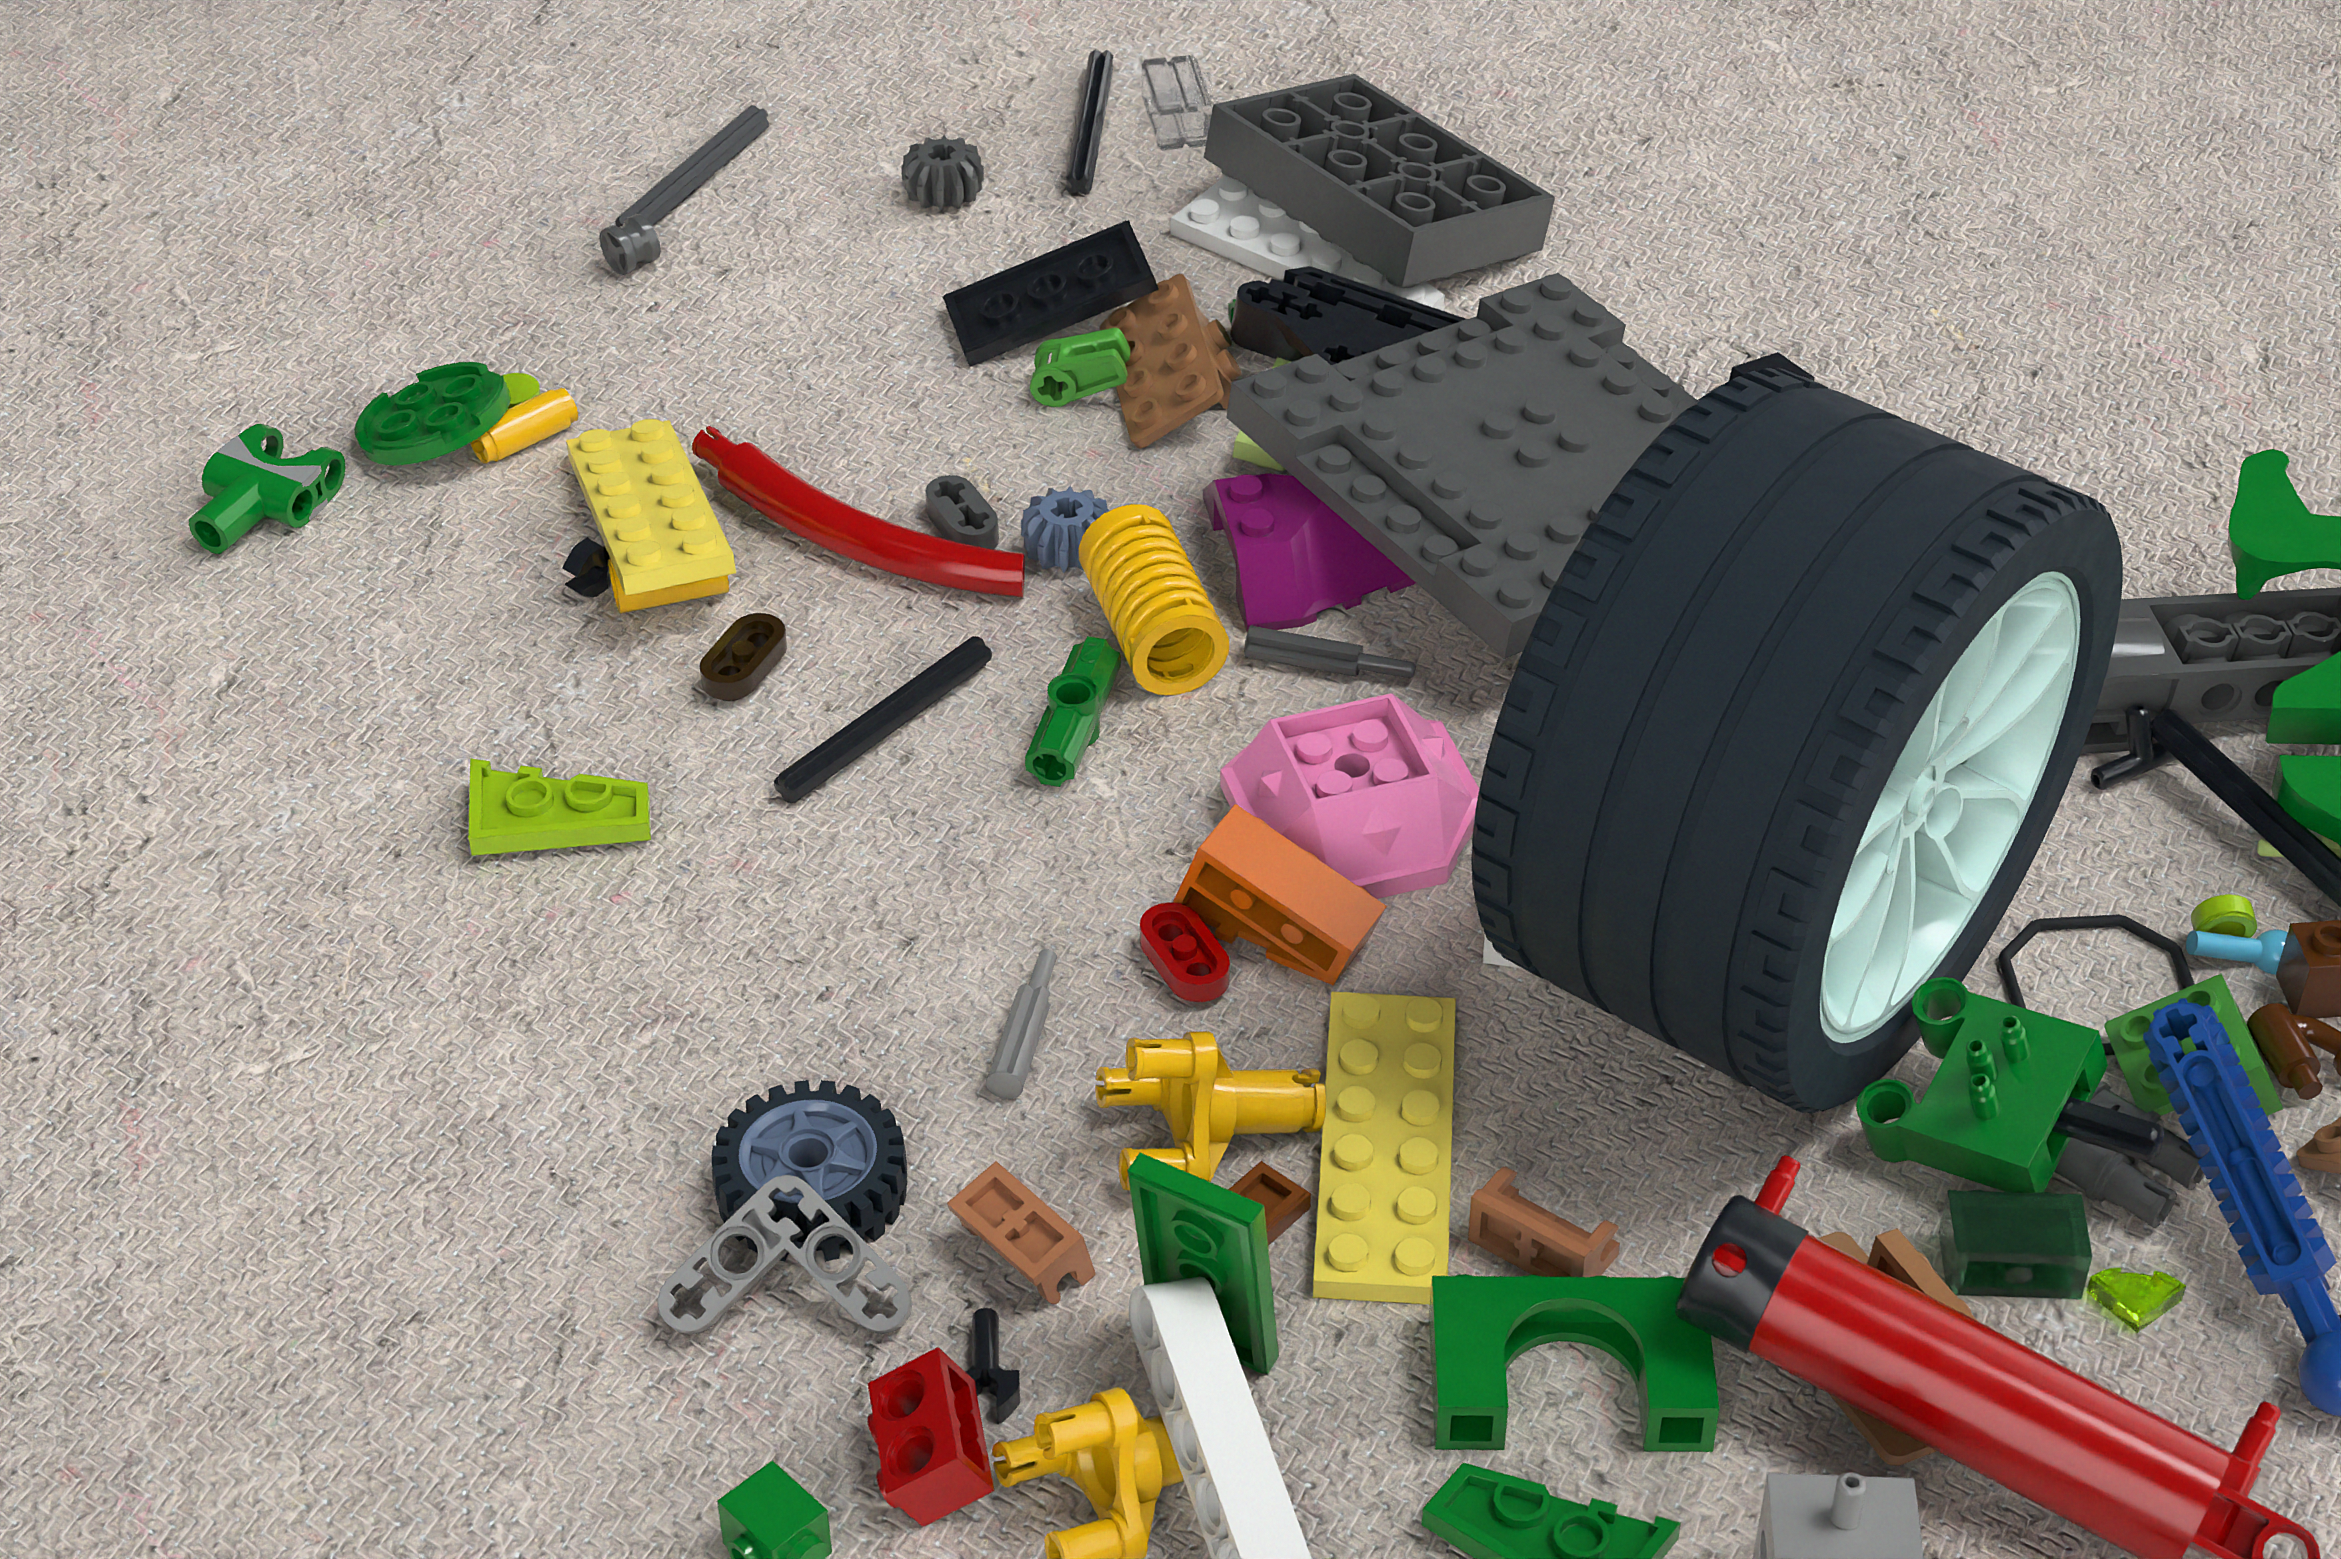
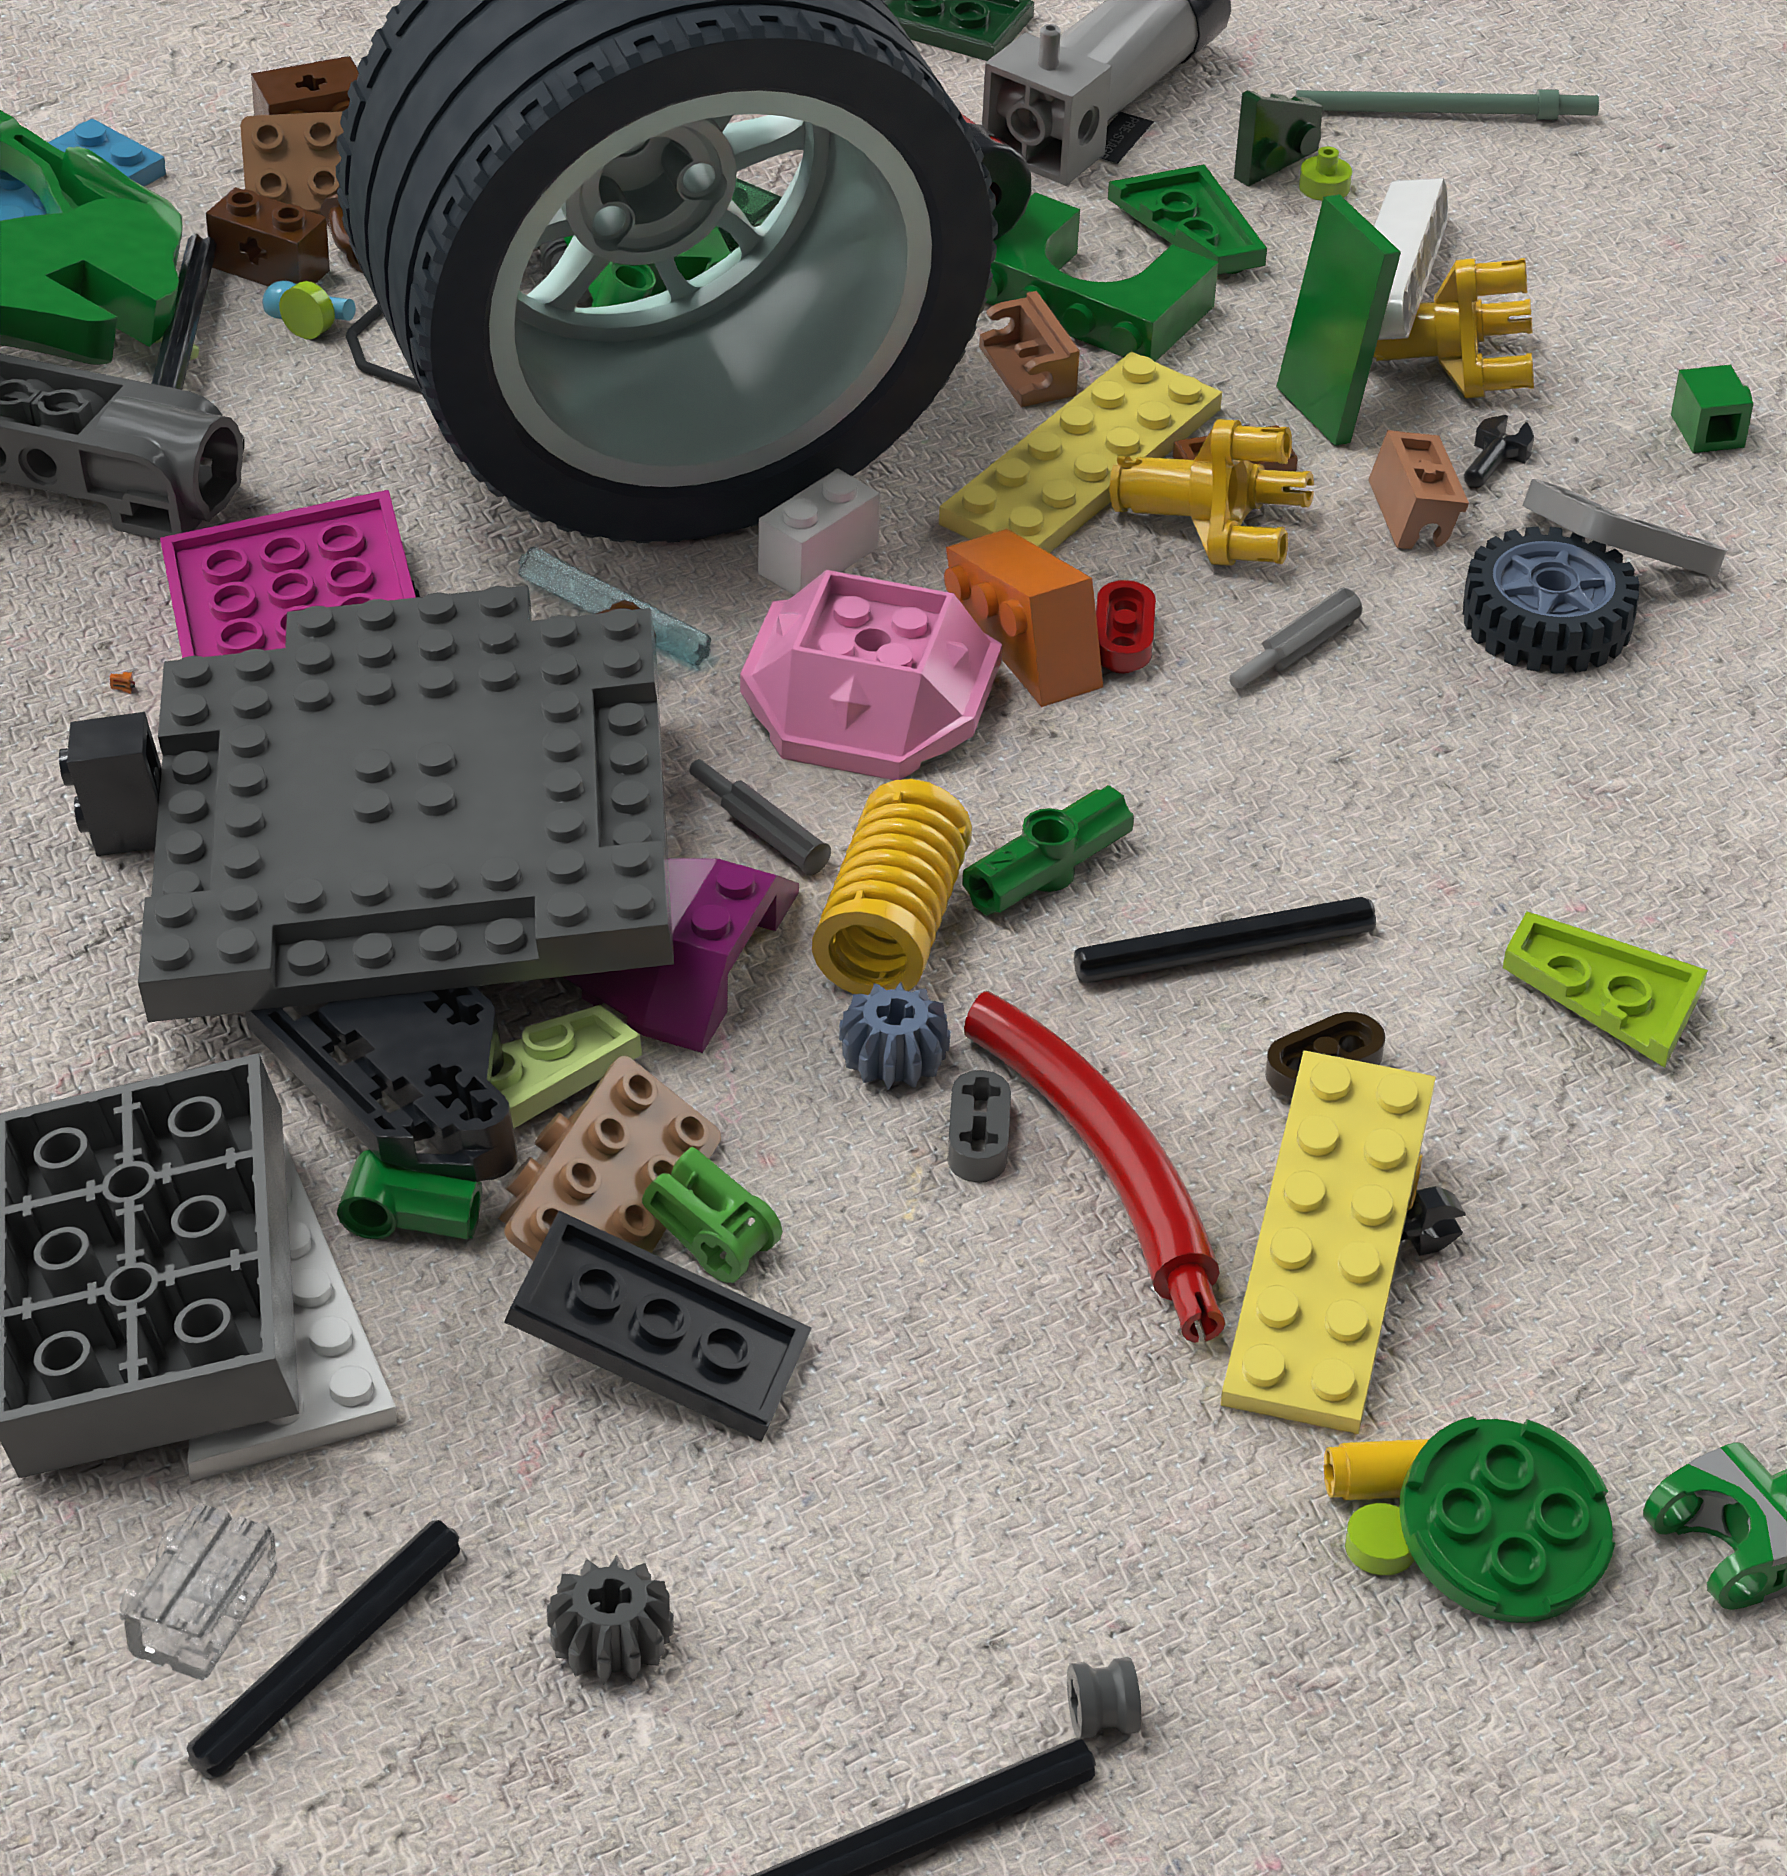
camera: 150 degrees left, 0 degrees up
(929, 1438) = (1576, 398): red brick -> none

